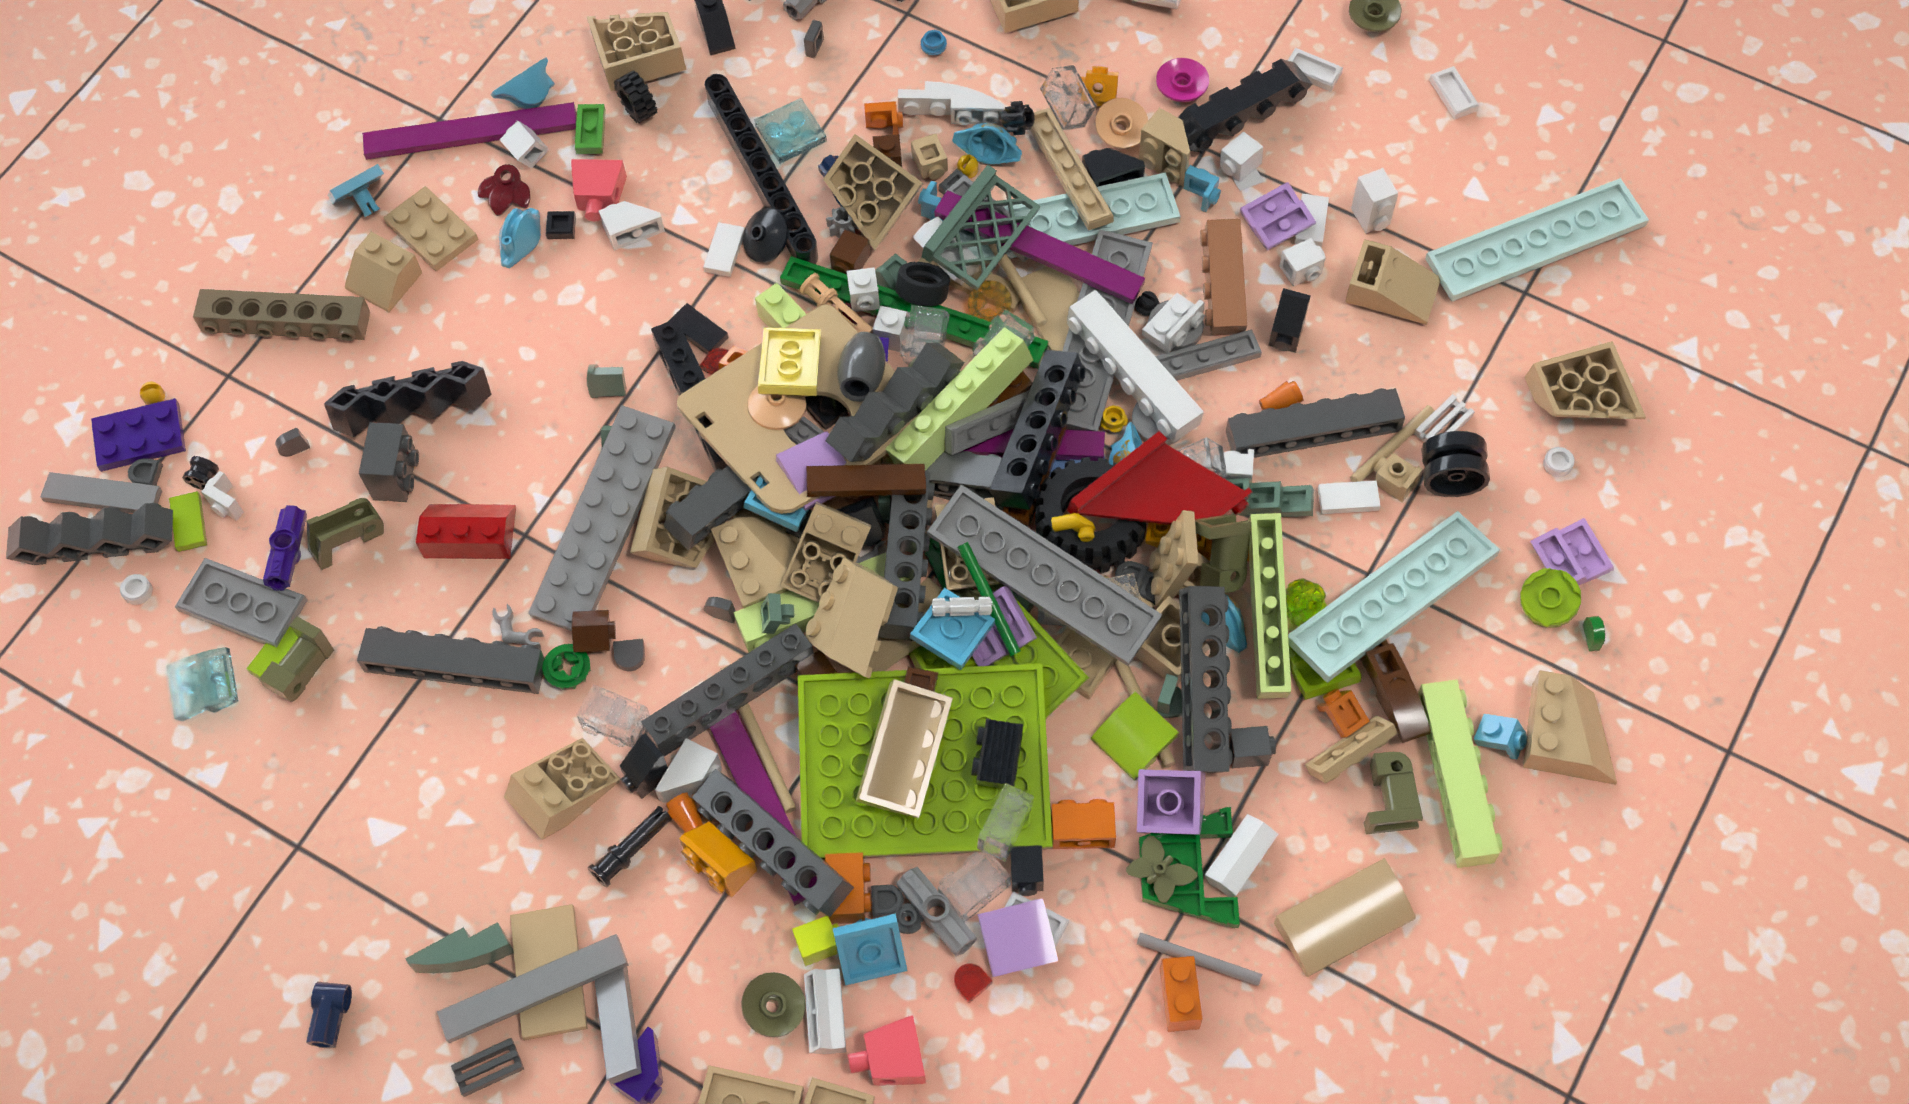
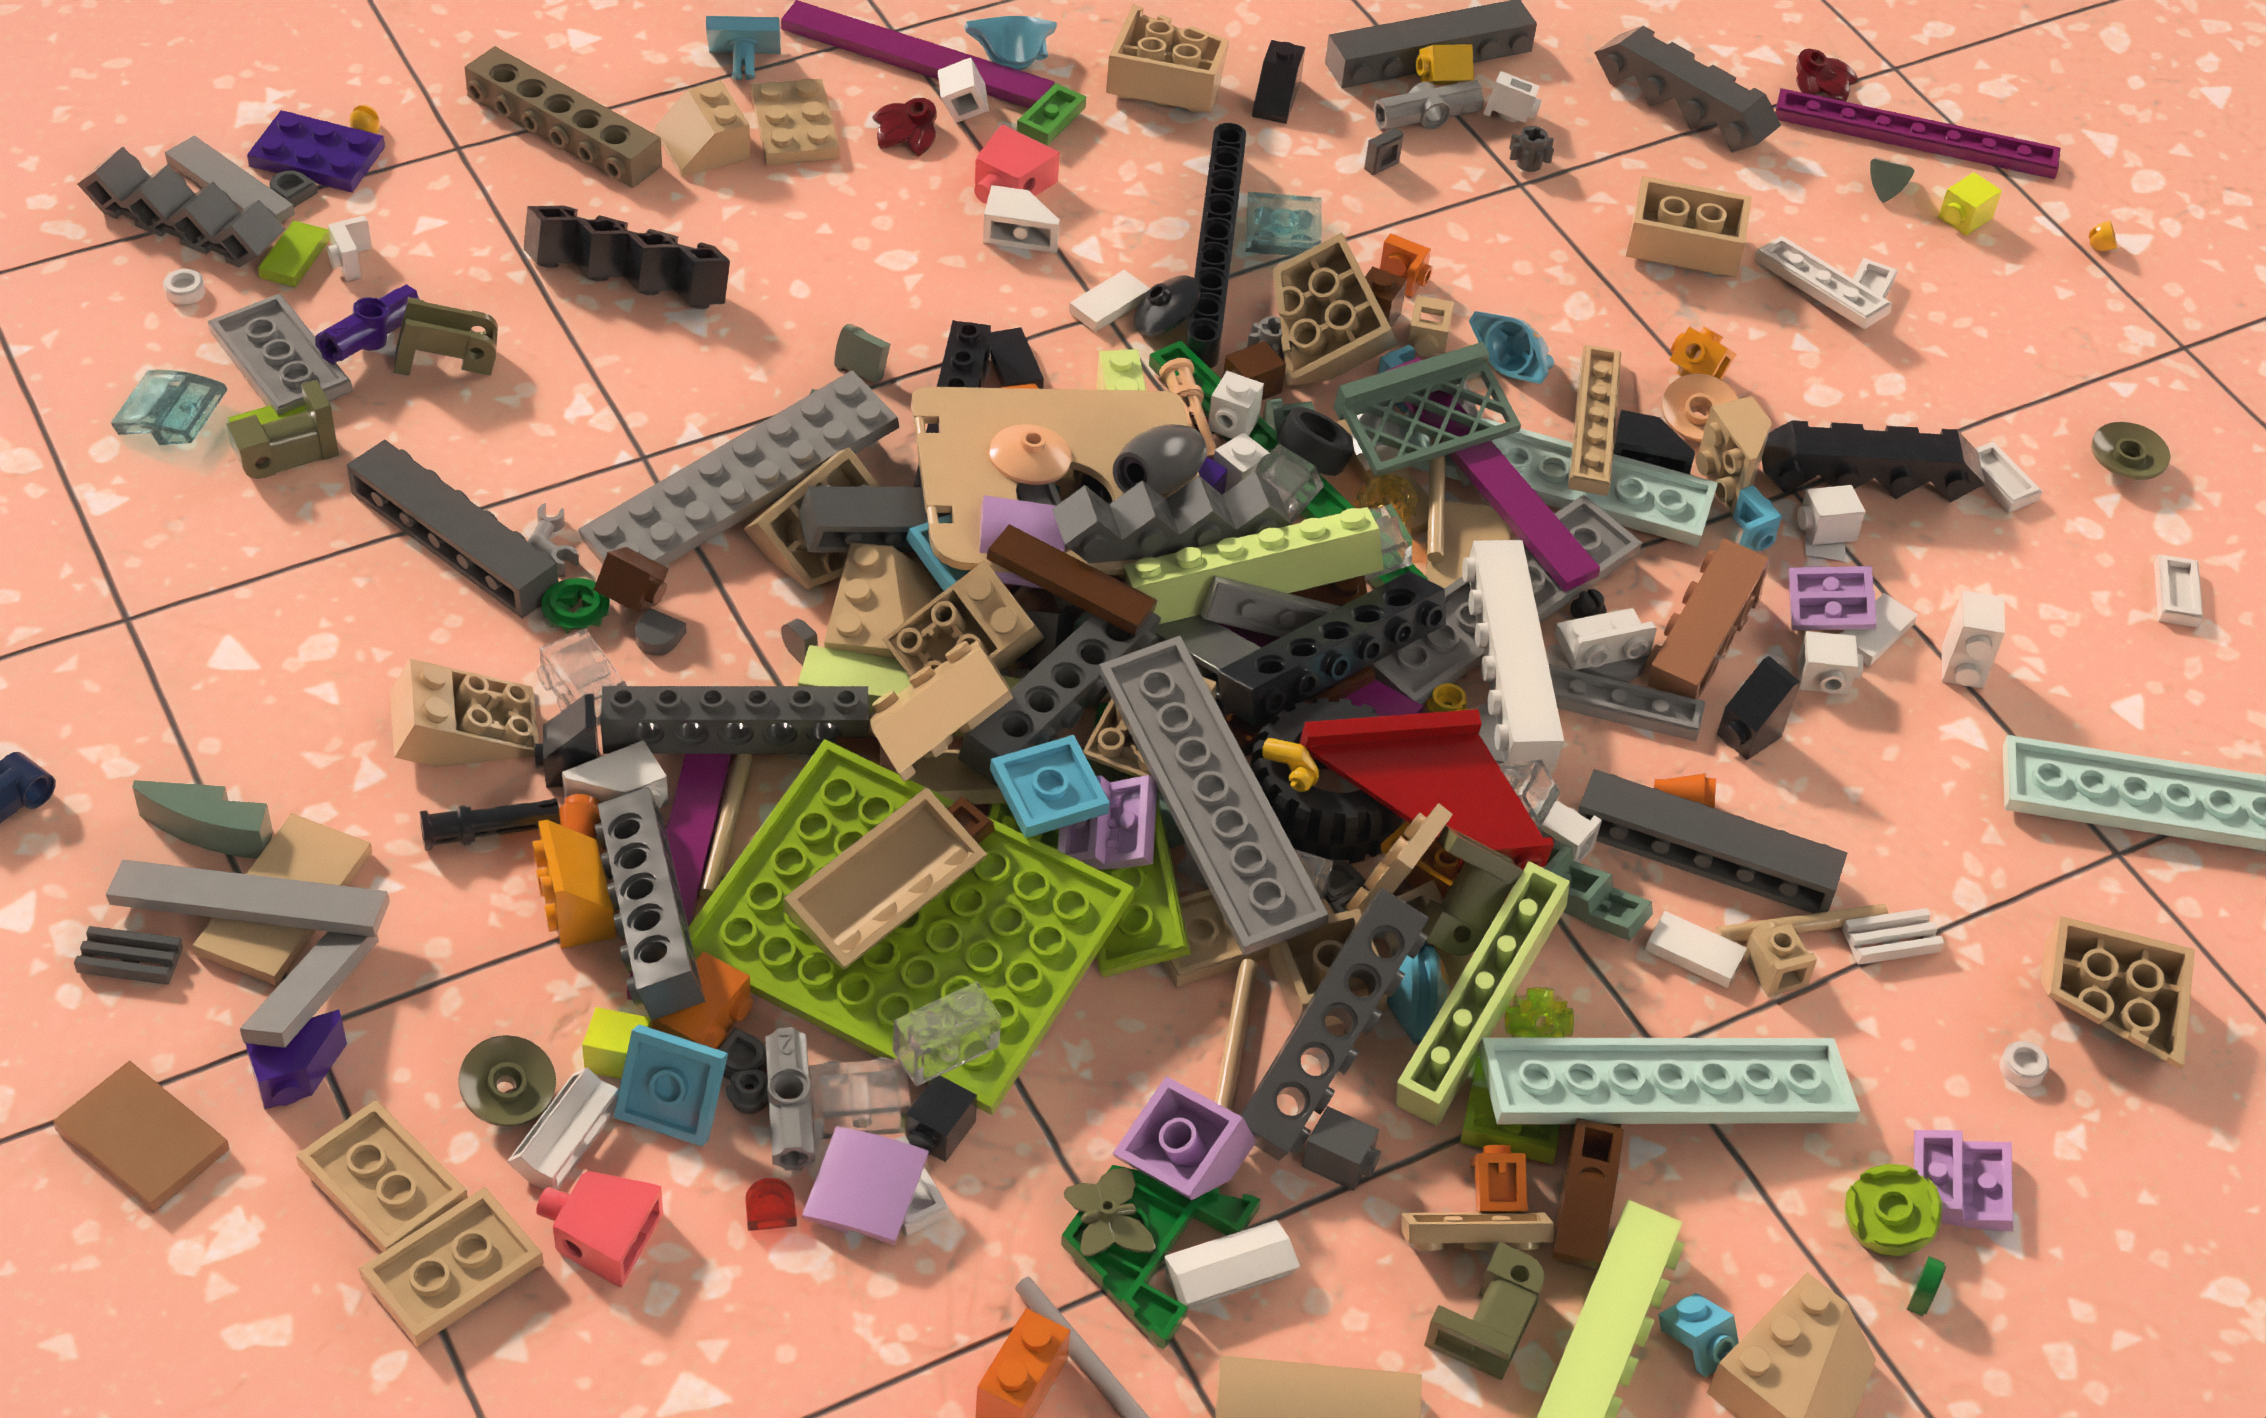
camera: 25 degrees right, 15 degrees down
(200, 472) = (348, 207): black wheel -> none
(291, 443) = (467, 236): dark grey tile -> none
(388, 462) = (549, 299): dark grey brick -> none
(466, 531) = (578, 416): red slope -> none
(518, 235) = (885, 170): medium azure hat -> none
(560, 225) = (941, 188): black tile -> none
(635, 96) = (1126, 103): black tyre -> none
(774, 613) = (853, 665): sand green tile -> none
(789, 361) = (1079, 416): light yellow tile -> none
(933, 42) = (1528, 223): dark azure plate -> none
(960, 102) = (1499, 284): white slope -> none
(961, 606) = (1076, 762): white axle -> none
(985, 591) = (1120, 781): green bar -> none
(998, 753) = (1000, 951): black brick -> none
(1018, 118) = (1569, 336): black gear -> none
(1068, 97) = (1650, 347): clear brick -> none
(1083, 824) = (1052, 1111): orange brick -> none
(1134, 735) = (1202, 1048): lime slope -> none
(1170, 698) = (1273, 1028): sand green tile -> none
(1182, 79) = (1815, 400): dark pink dish -> none
(1392, 283) = (1931, 741): tan slope -> none
(1455, 464) = (1866, 976): black wheel -> none

